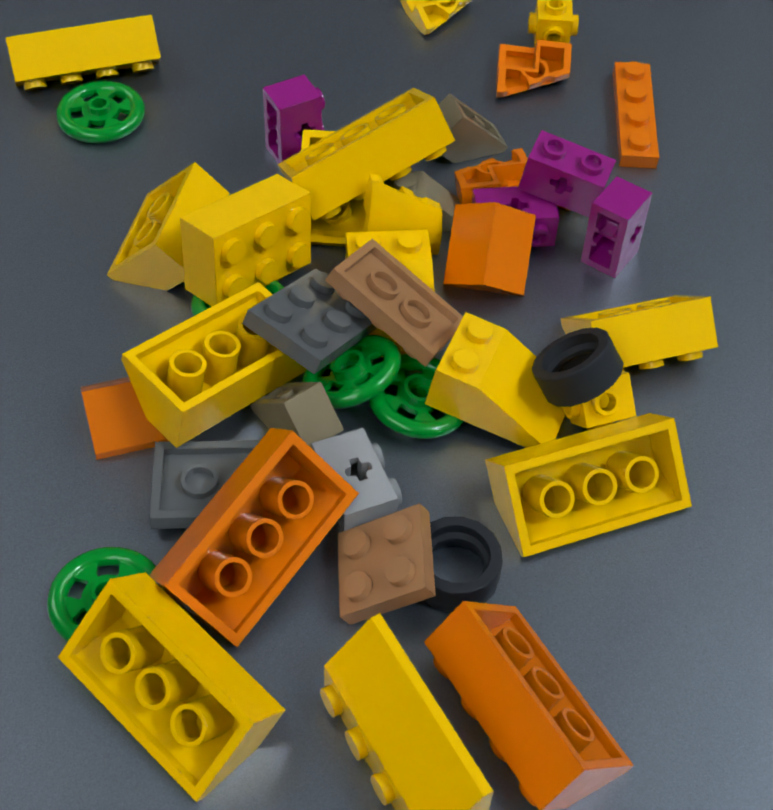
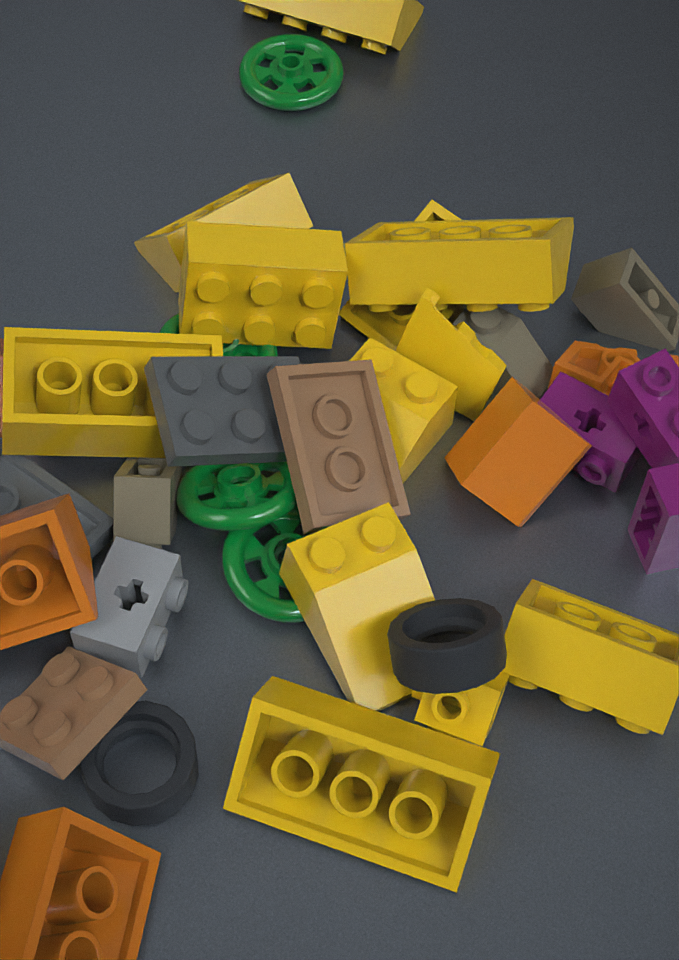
camera: 40 degrees right, 5 degrees up
(289, 110) = (449, 173): magenta brick -> none

